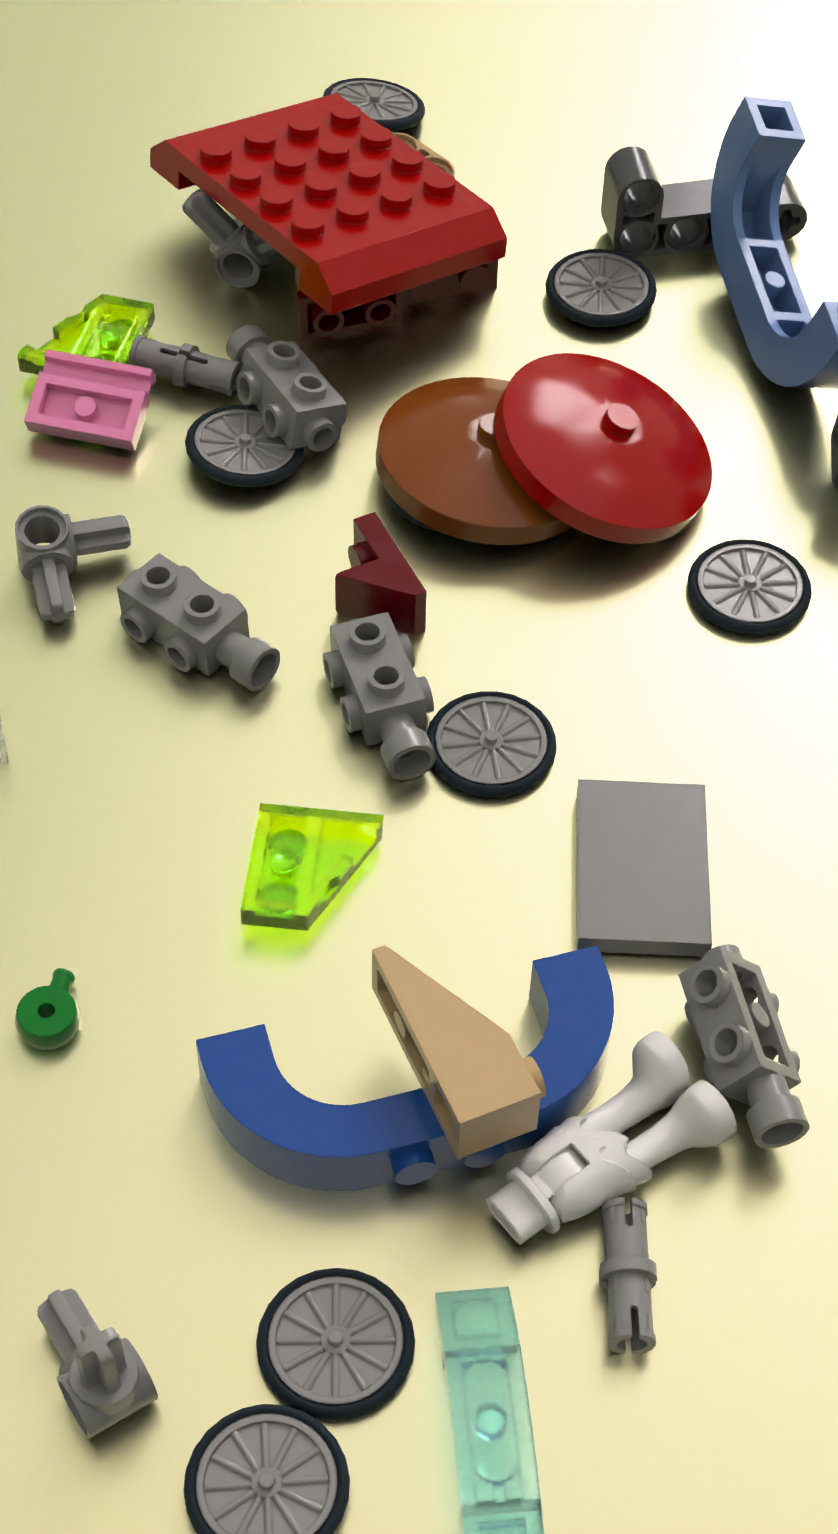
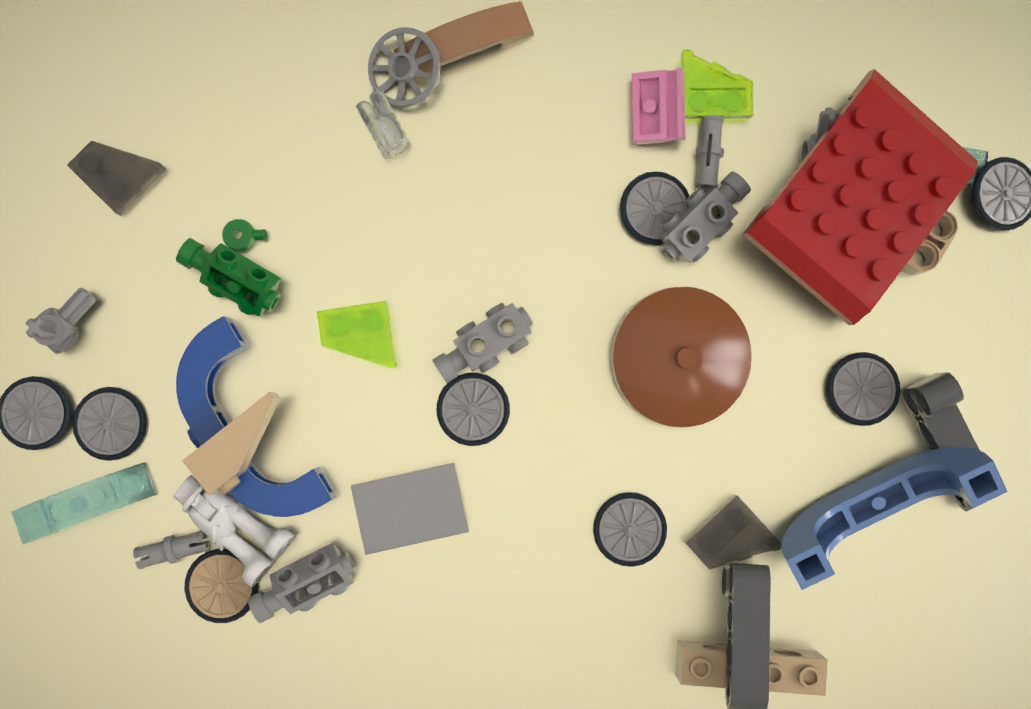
camera: 75 degrees right, 35 degrees up
(52, 563) = (544, 137): light grey axle -> none
(131, 1025) = (232, 276): none -> green brick
(194, 623) = (512, 216): light grey brick -> none
(380, 580) = (557, 325): dark red slope -> none
(602, 448) = (699, 424): red dish -> none
(721, 1212) = (216, 587): none -> tan wheel
(786, 463) = (731, 536): none -> clear smoke wing

